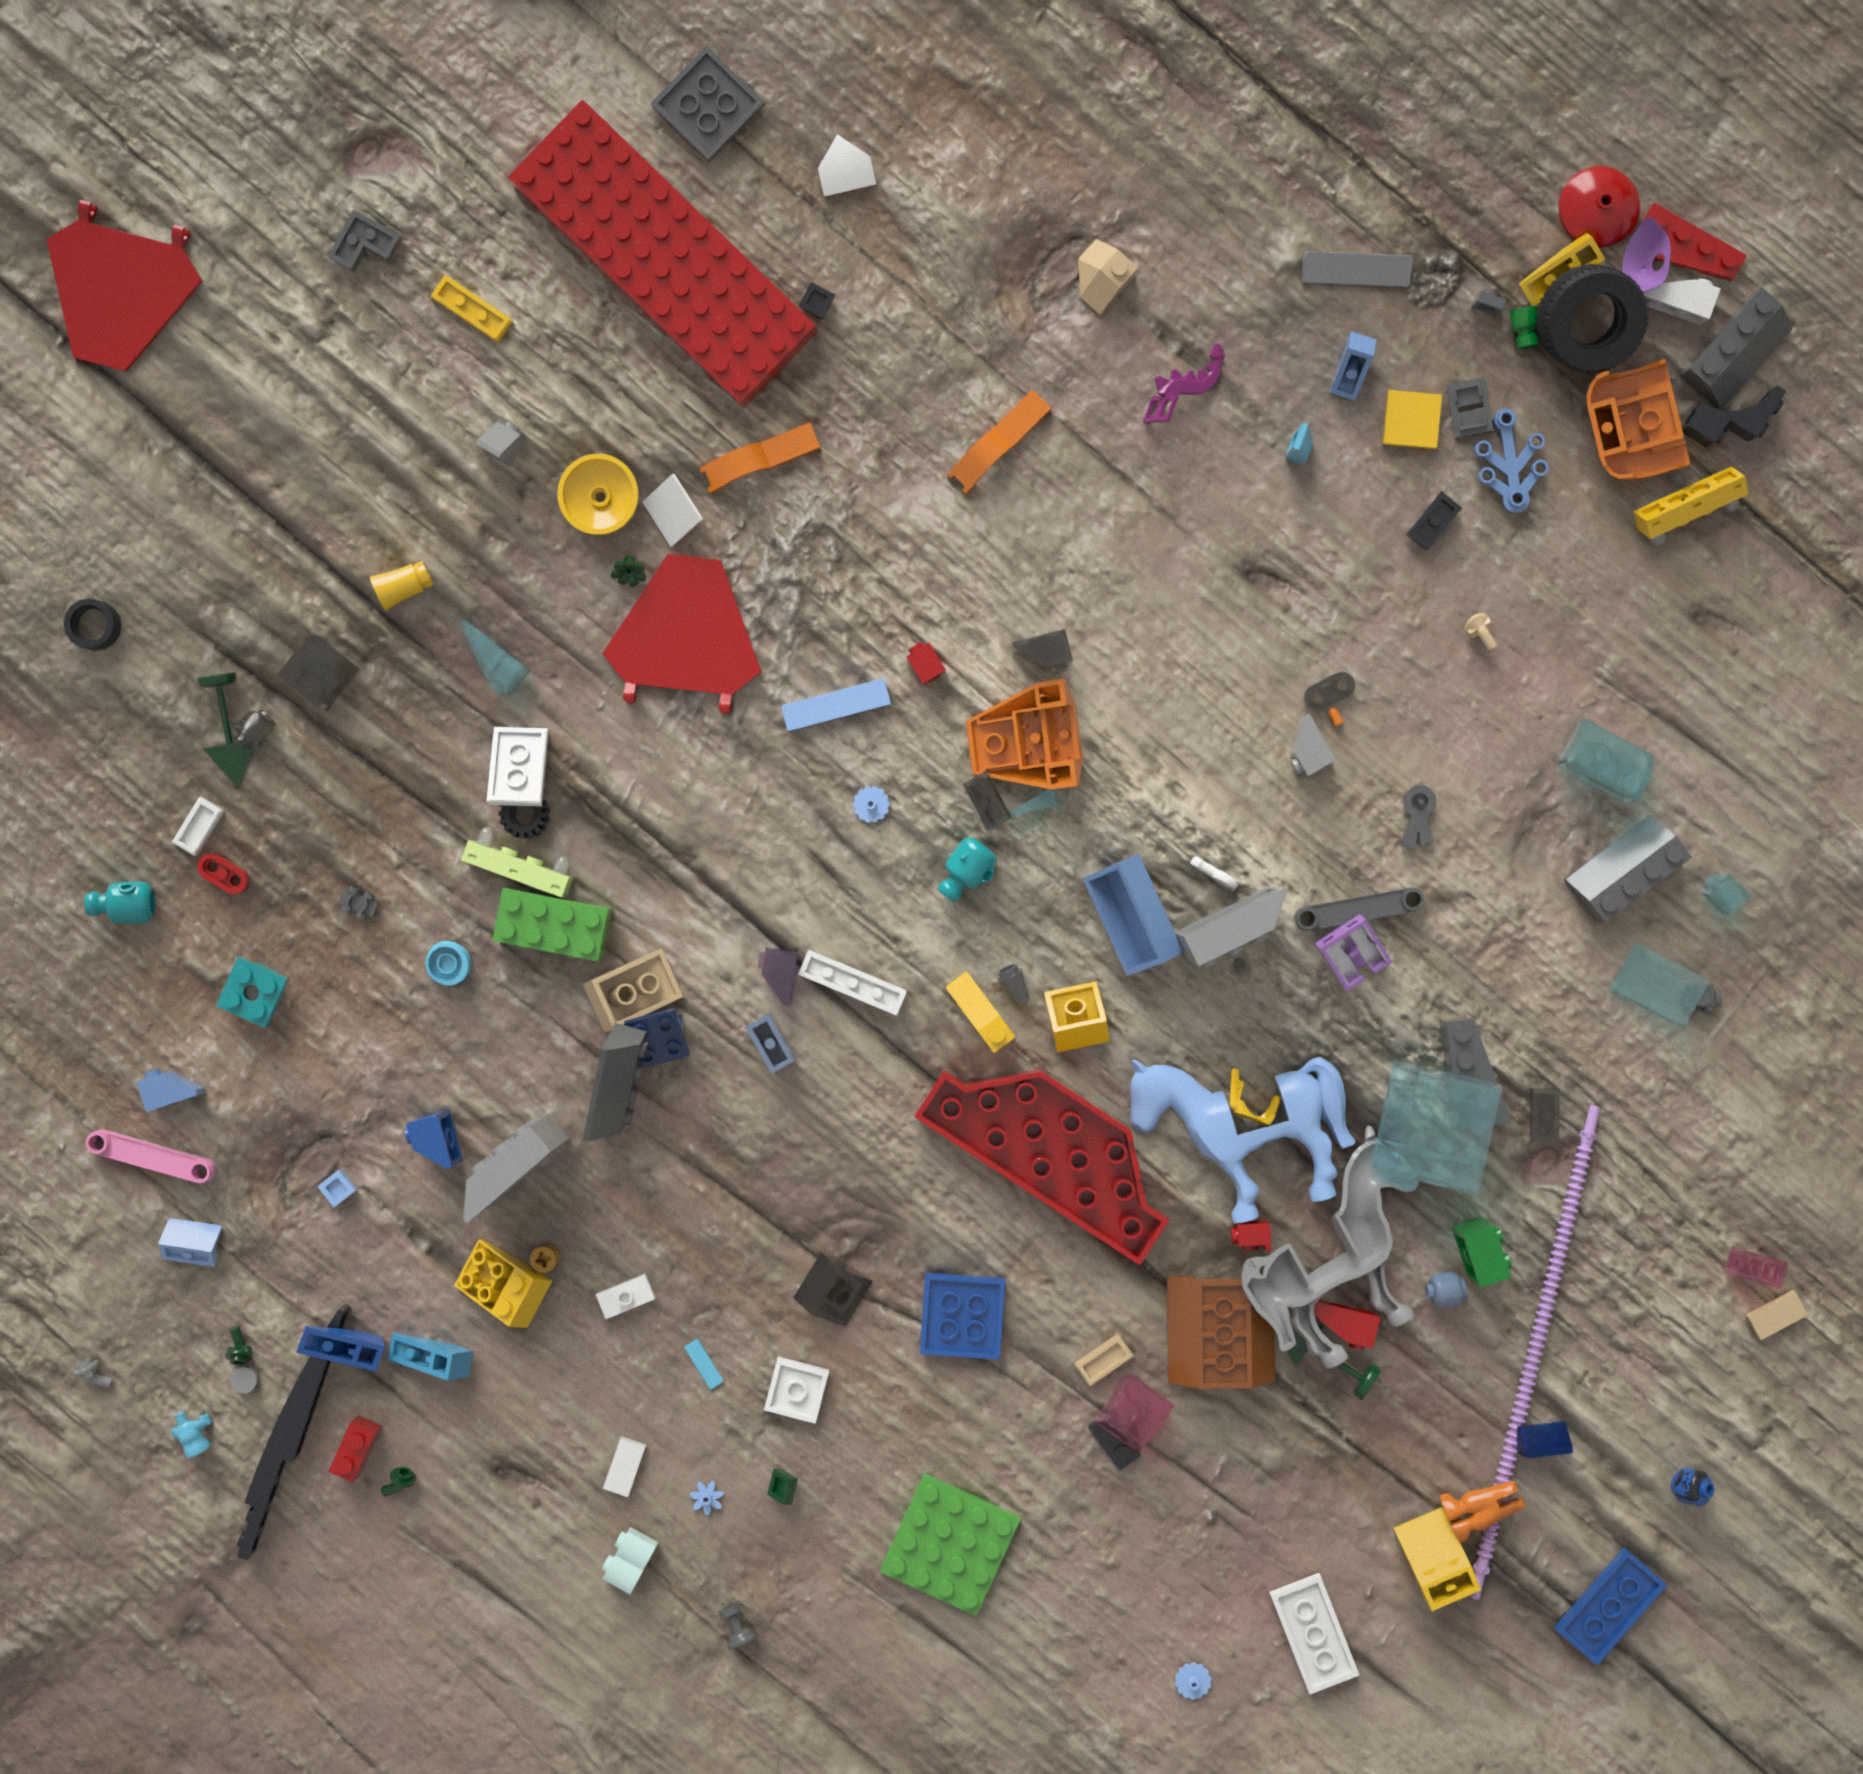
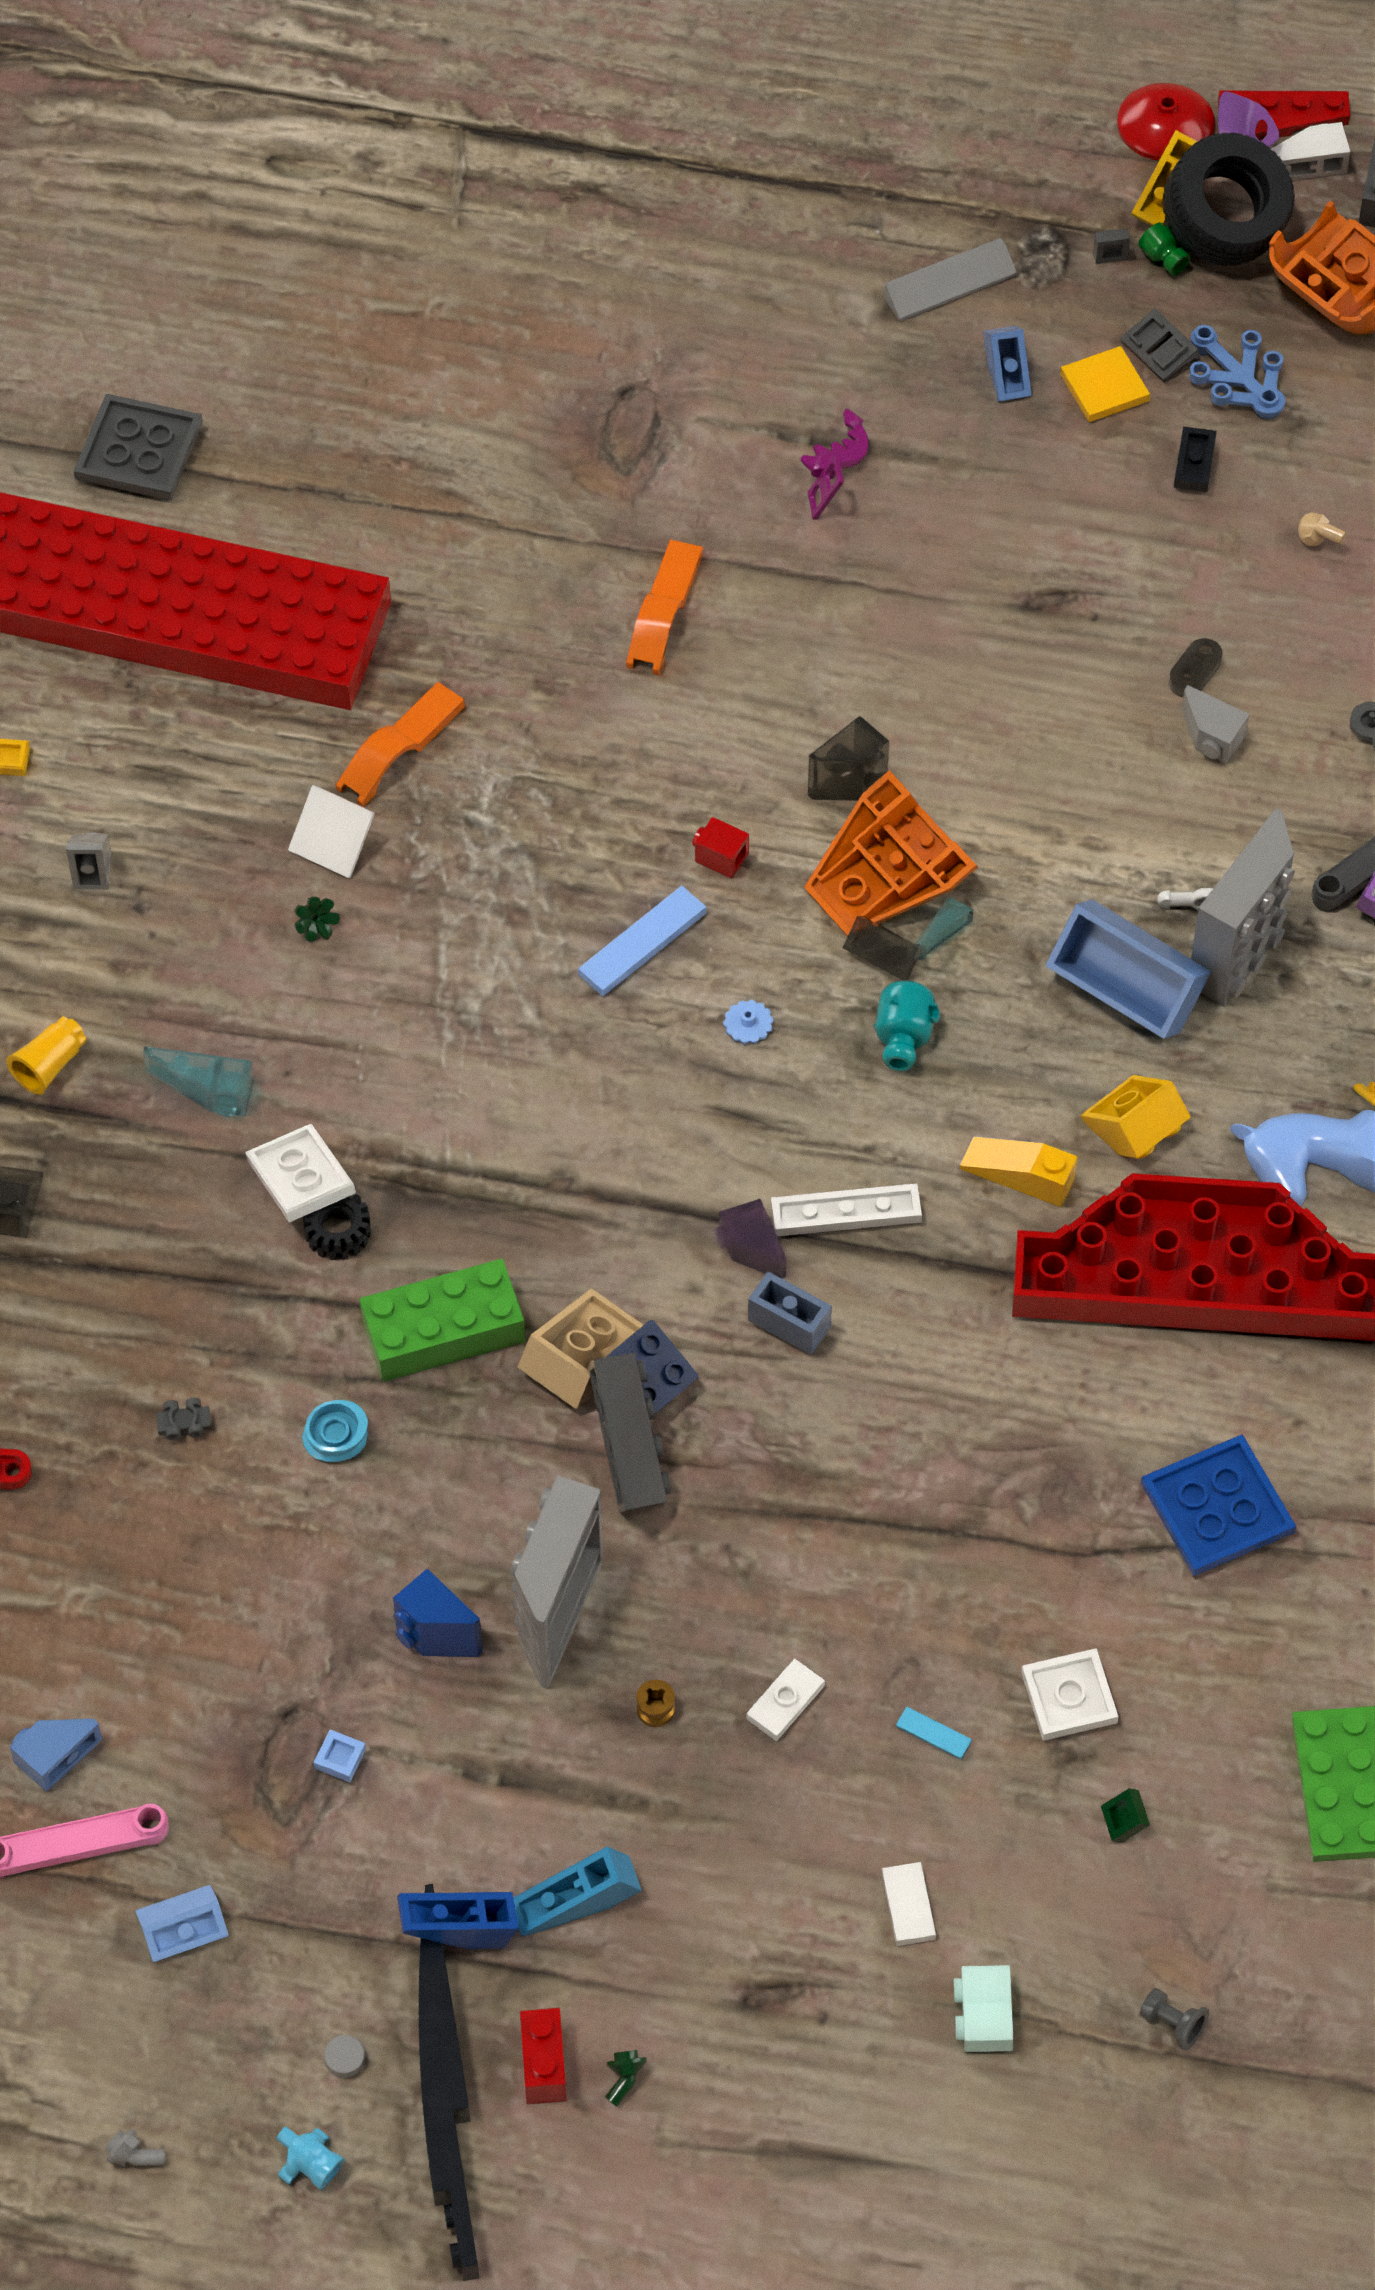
camera: 30 degrees left, 30 degrees down
(240, 1352) = (317, 2021): dark green plate -> none
(252, 992) = (106, 1574): teal piece -> none
(503, 1284) = (621, 1760): yellow slope -> none
(509, 865) = (345, 1282): yellowish green piece -> none
(583, 483) = (232, 838): yellow dish -> none
(685, 634) = (419, 953): red flag -> none
(712, 1496) = (1035, 1893): light blue plant -> none
(817, 301) = (375, 562): black plate -> none
(832, 1290) = (1040, 1553): clear smoke slope -> none
(845, 168) = (330, 436): white slope -> none
(1014, 983) = (1038, 1118): dark grey cone -> none
(1103, 275) = (680, 403): tan slope -> none
(1300, 445) = (999, 452): medium azure slope -> none
(1335, 716) = (1220, 688): orange piece -> none

